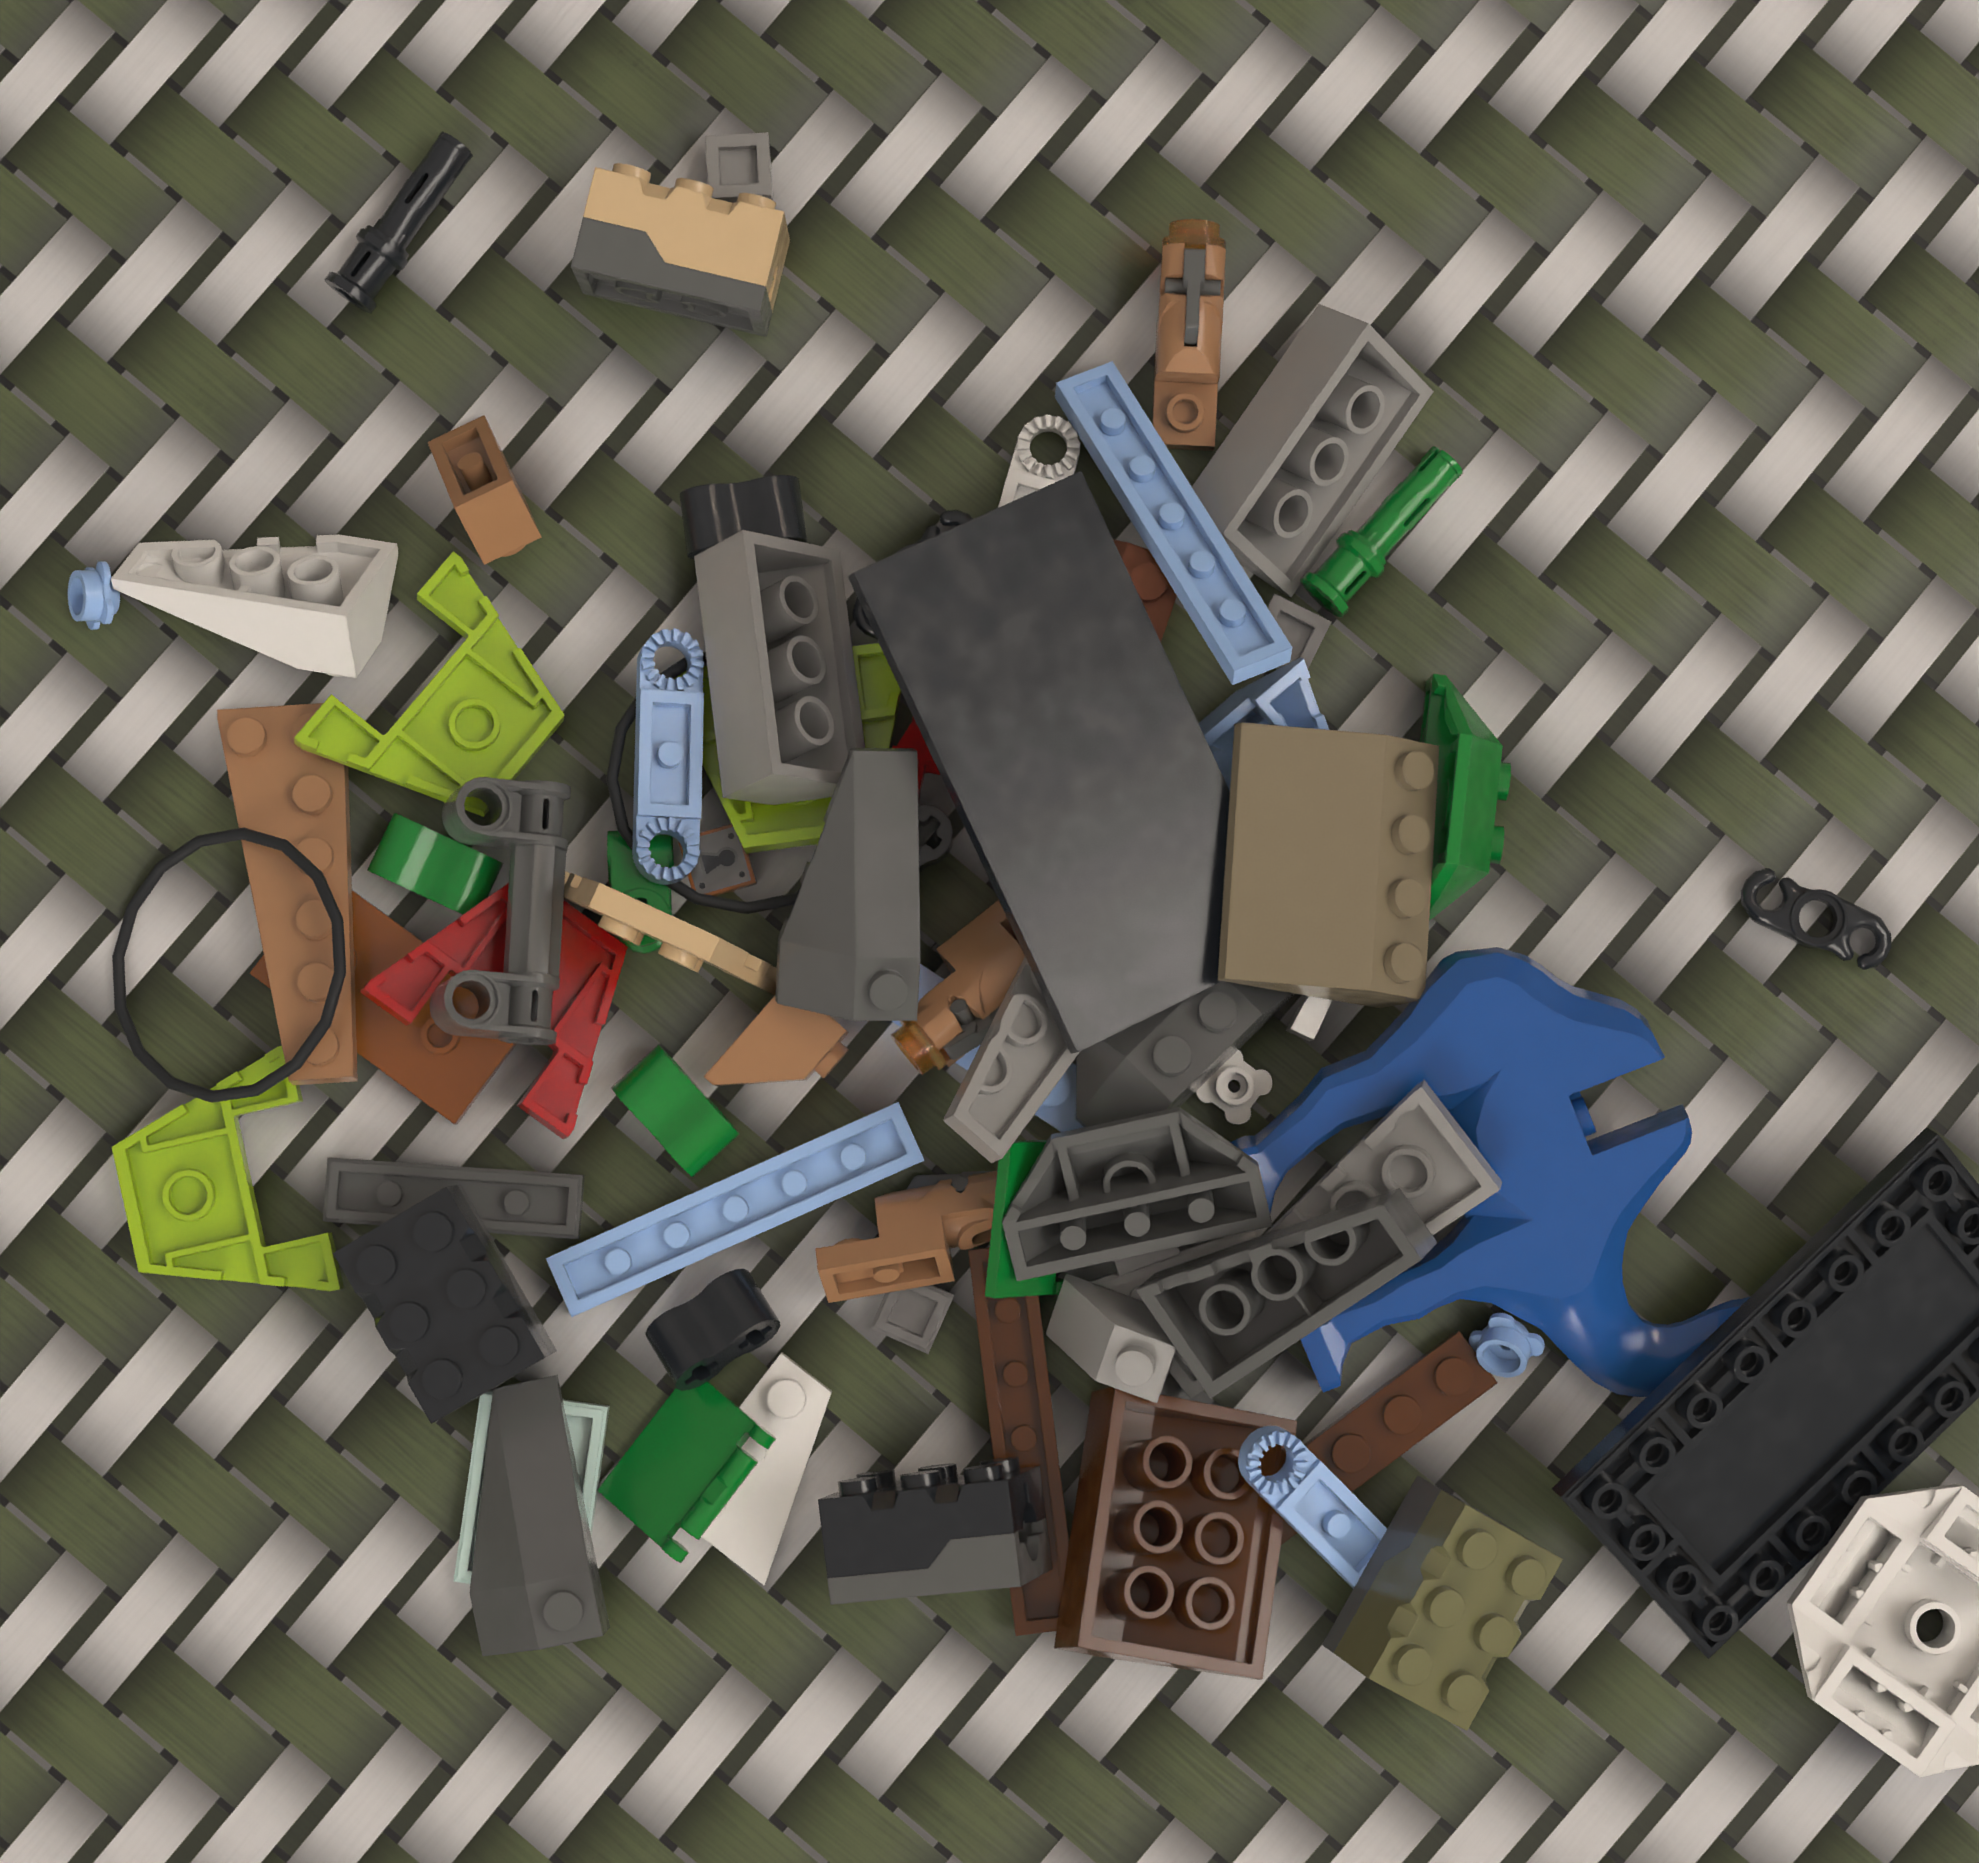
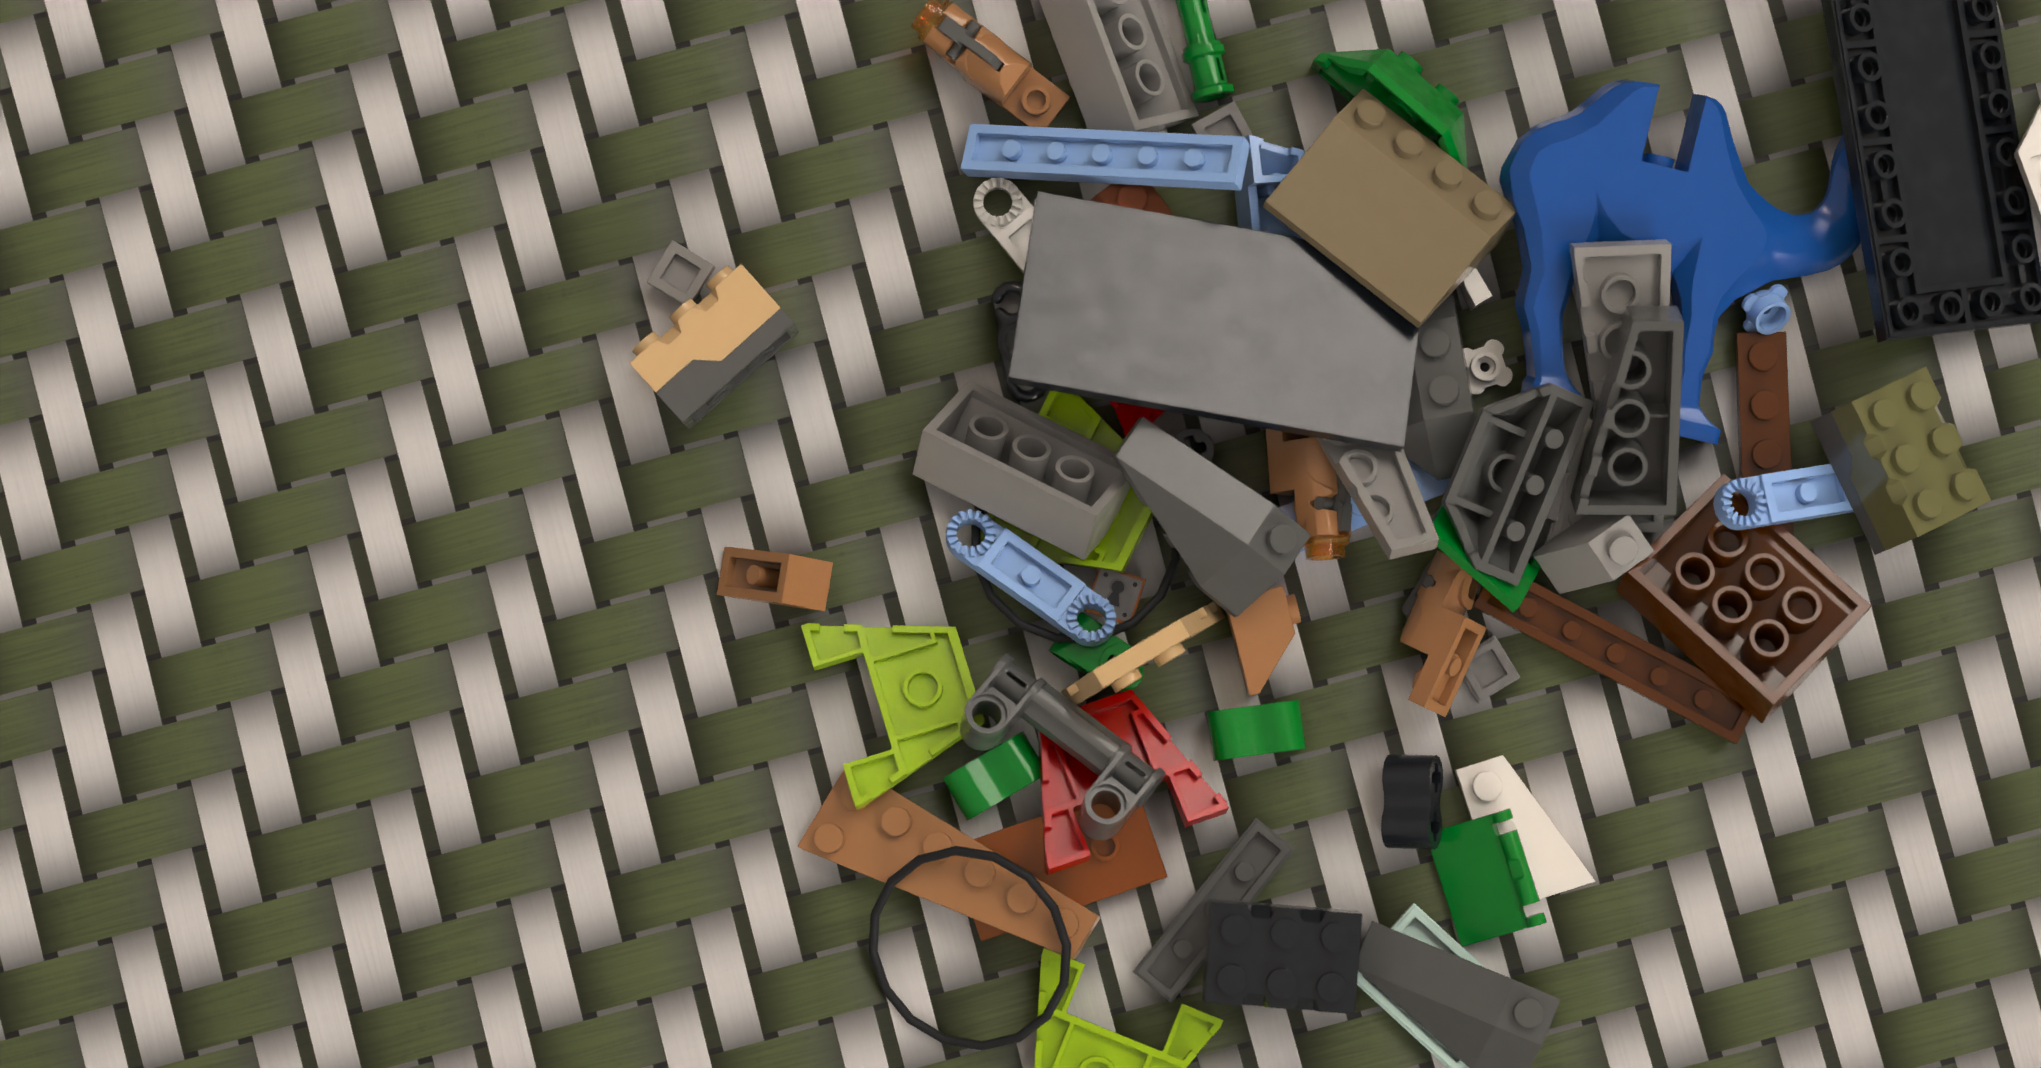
camera: 50 degrees left, 0 degrees up
(93, 596) = (669, 874): light blue plate -> none
(299, 605) = (761, 751): white wedge -> none
(384, 245) = (572, 534): black pin -> none
(735, 1209) = (1345, 735): light blue plate -> none
(760, 505) = (900, 430): black axle -> none
(935, 1531) = (1638, 746): black piece -> none

